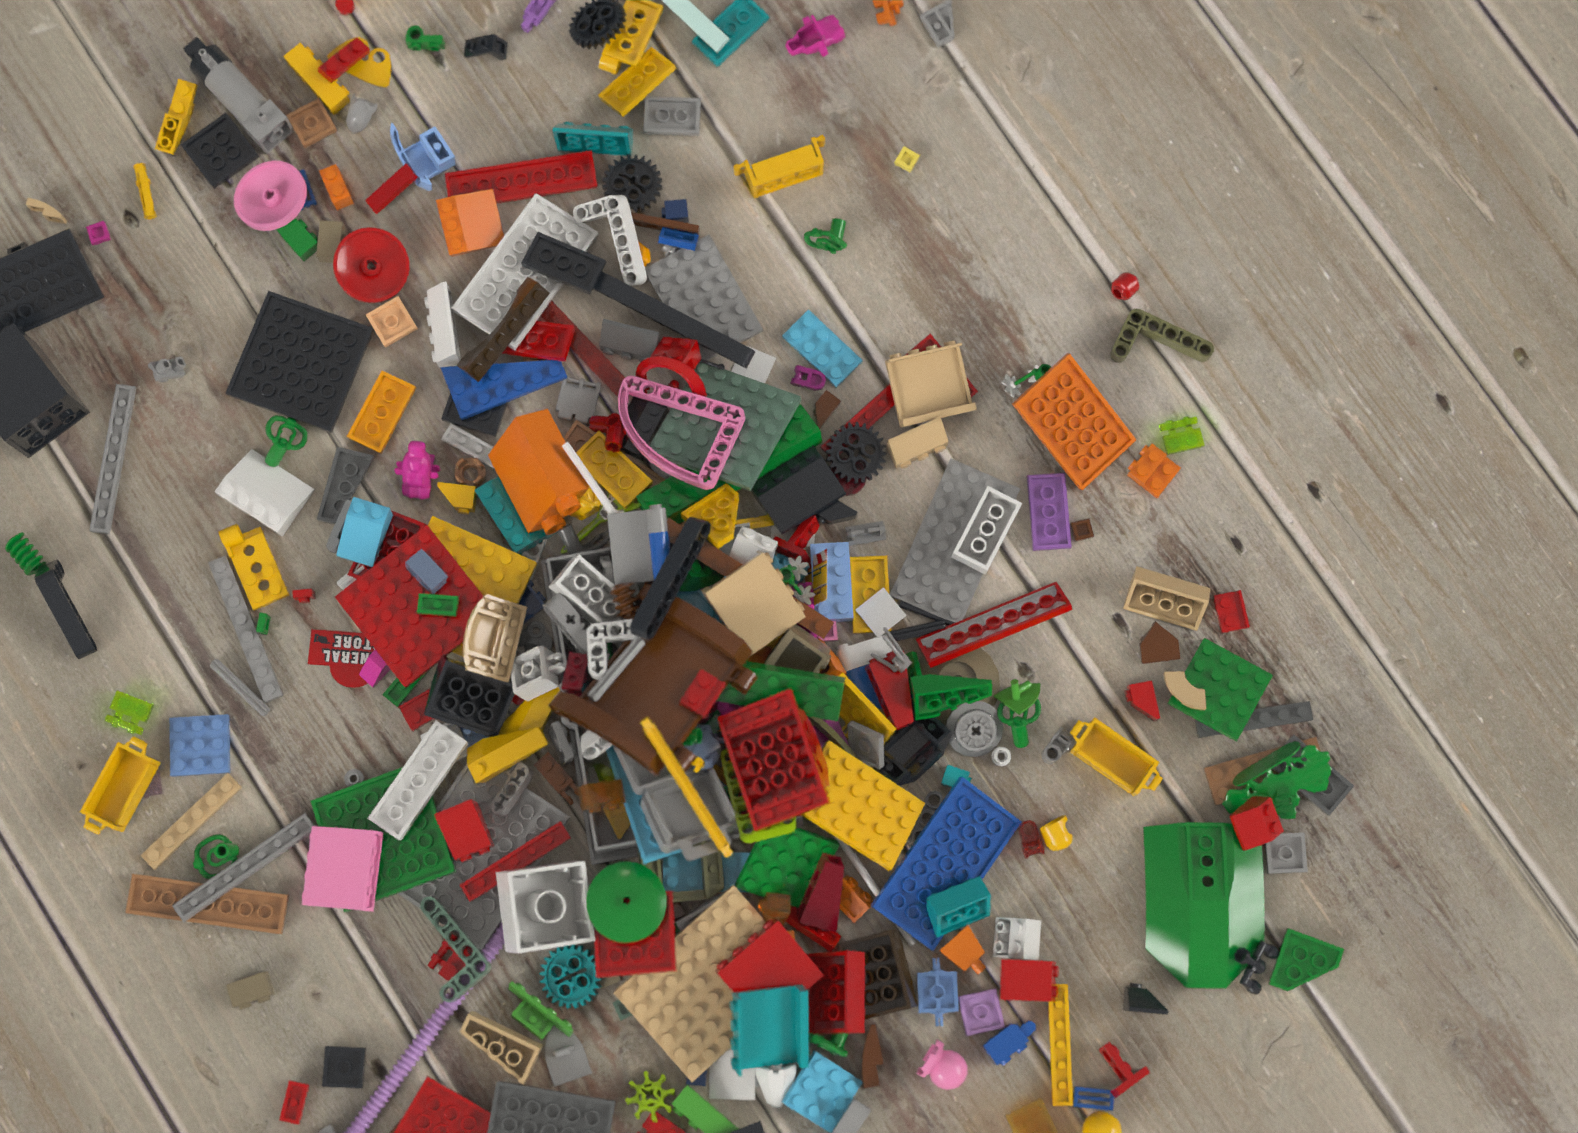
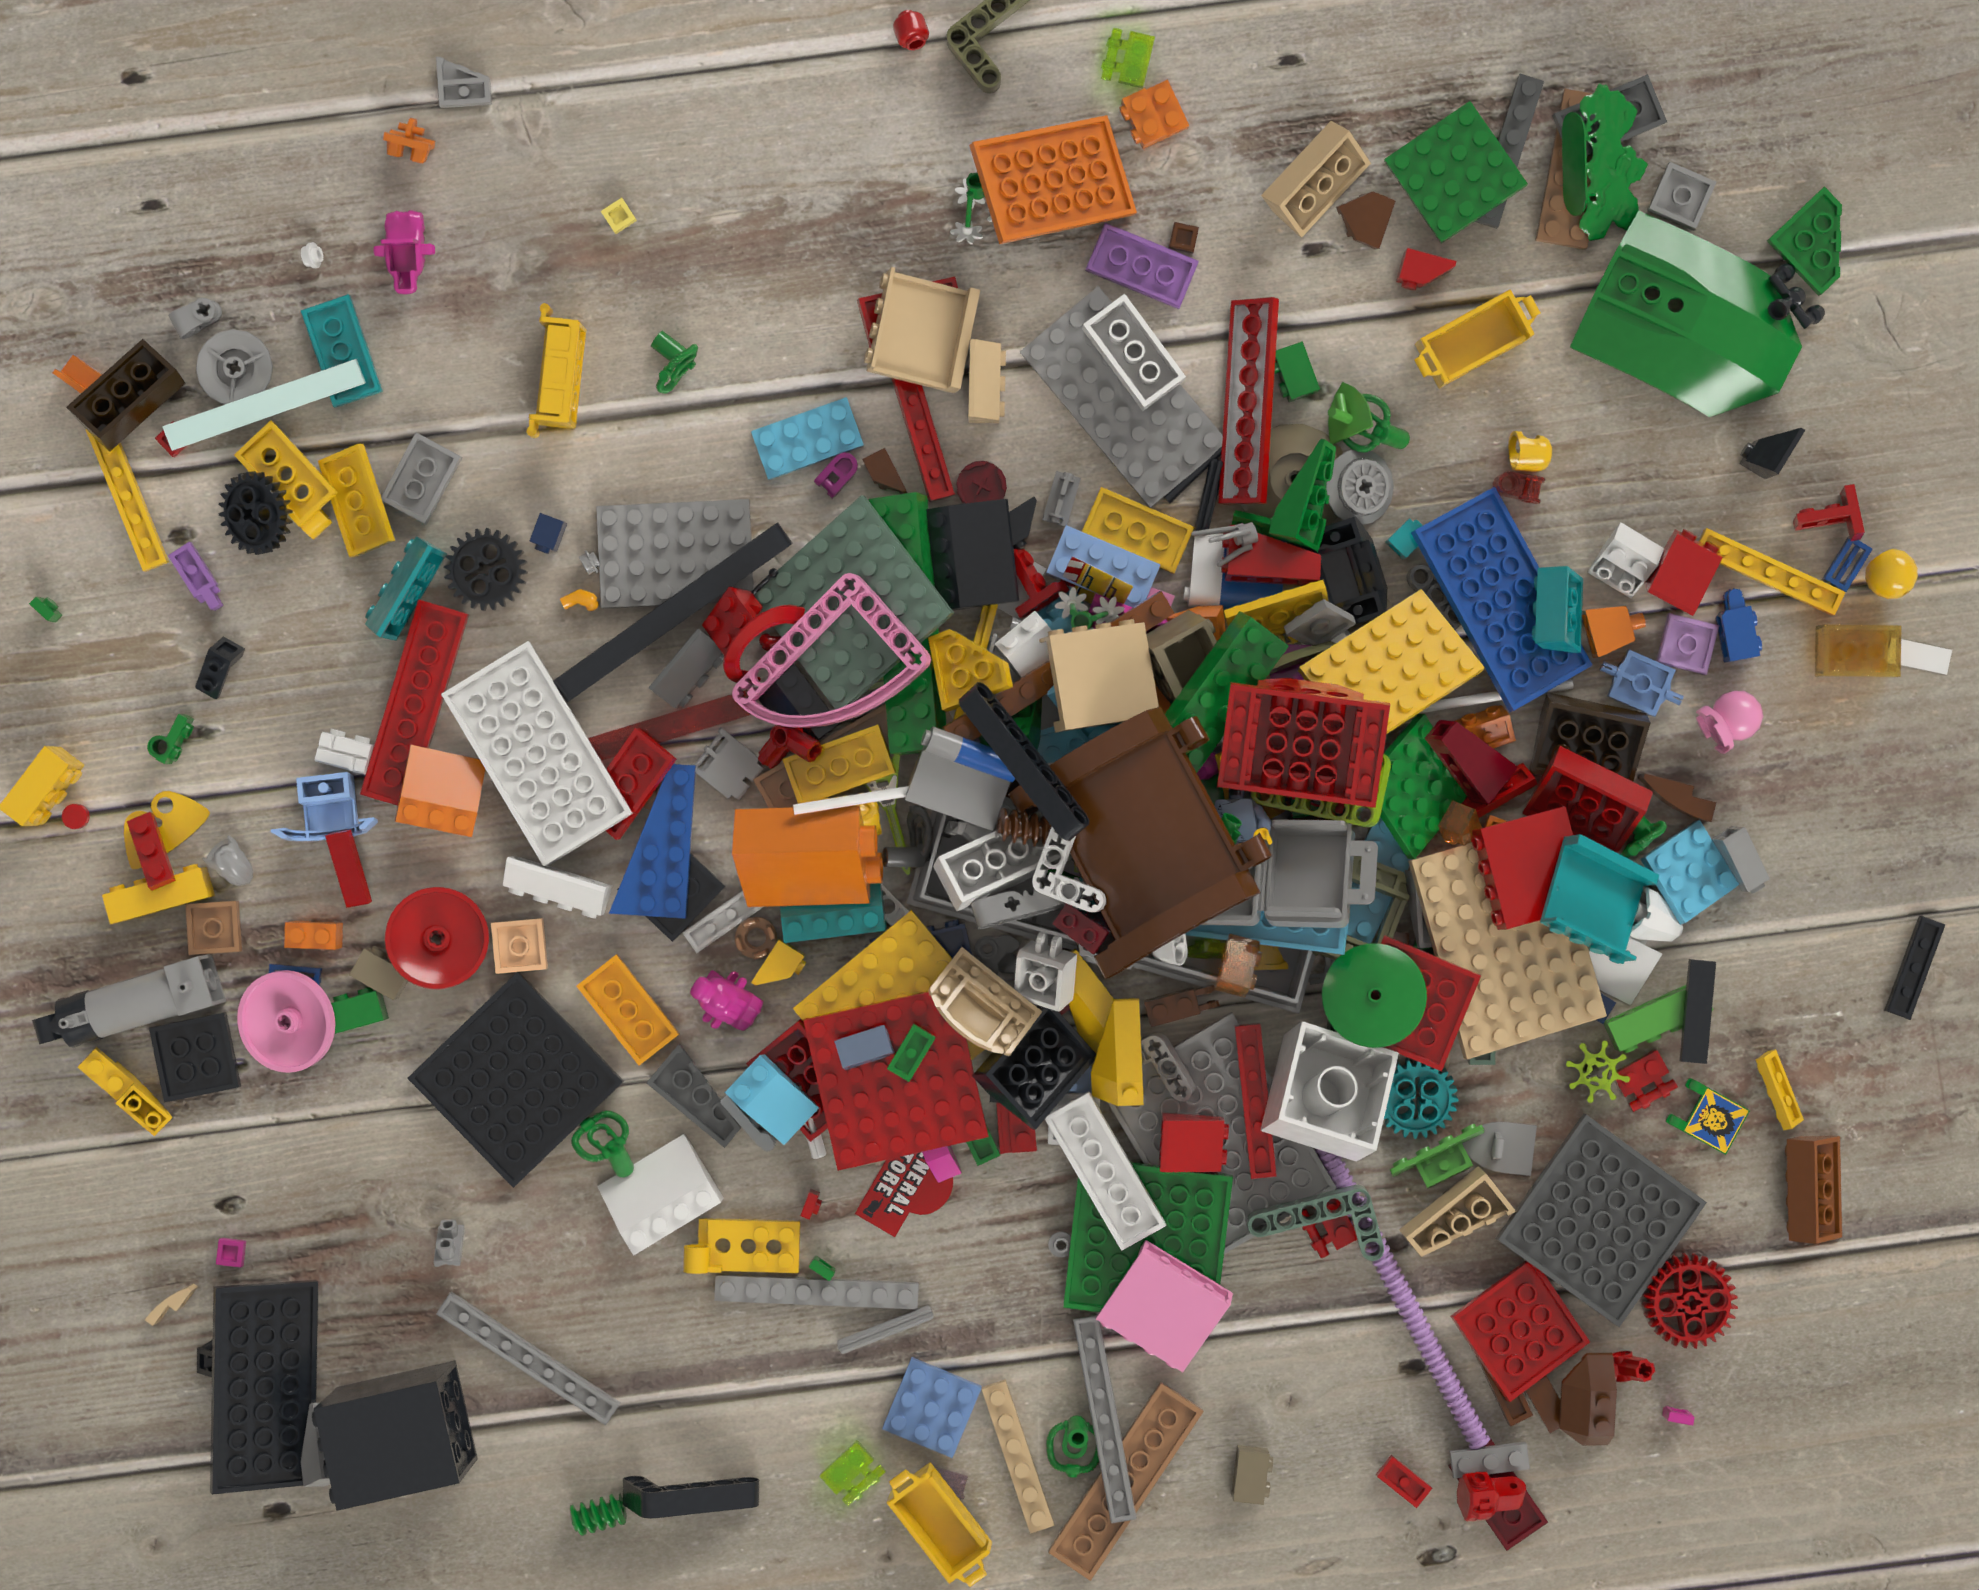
camera: 65 degrees left, 10 degrees up
(143, 184) = (195, 1170): yellow pin -> none
(344, 1067) = (1391, 1406): black plate -> none
(467, 150) = (344, 752): none -> white brick
(481, 358) = (582, 770): dark brown arch -> none
(563, 263) = (551, 702): black plate -> none
(563, 748) = (1132, 982): light grey plate -> none
(616, 668) = (1103, 878): light grey axle -> none
(619, 233) = (543, 616): white beam -> none
(657, 223) = (556, 558): reddish brown tile -> none
(678, 238) = (586, 547): blue tile -> none
(686, 786) = (1290, 863): yellow piece -> none
(702, 693) = (1186, 790): red plate -> none
(758, 368) = (795, 526): white sticker -> none
(864, 438) = (947, 443): black gear -> none
(880, 612) = (1166, 528): white sticker -> none
(1003, 750) = (1412, 466): white plate -> none
(1030, 647) = (1295, 372): none -> green brick
(1059, 744) = (1427, 397): light grey piece -> none
(1184, 691) = (1440, 216): tan tile -> none
(1231, 611) = (1368, 110): red plate -> none
(1256, 822) = (1635, 212): red slope -> none

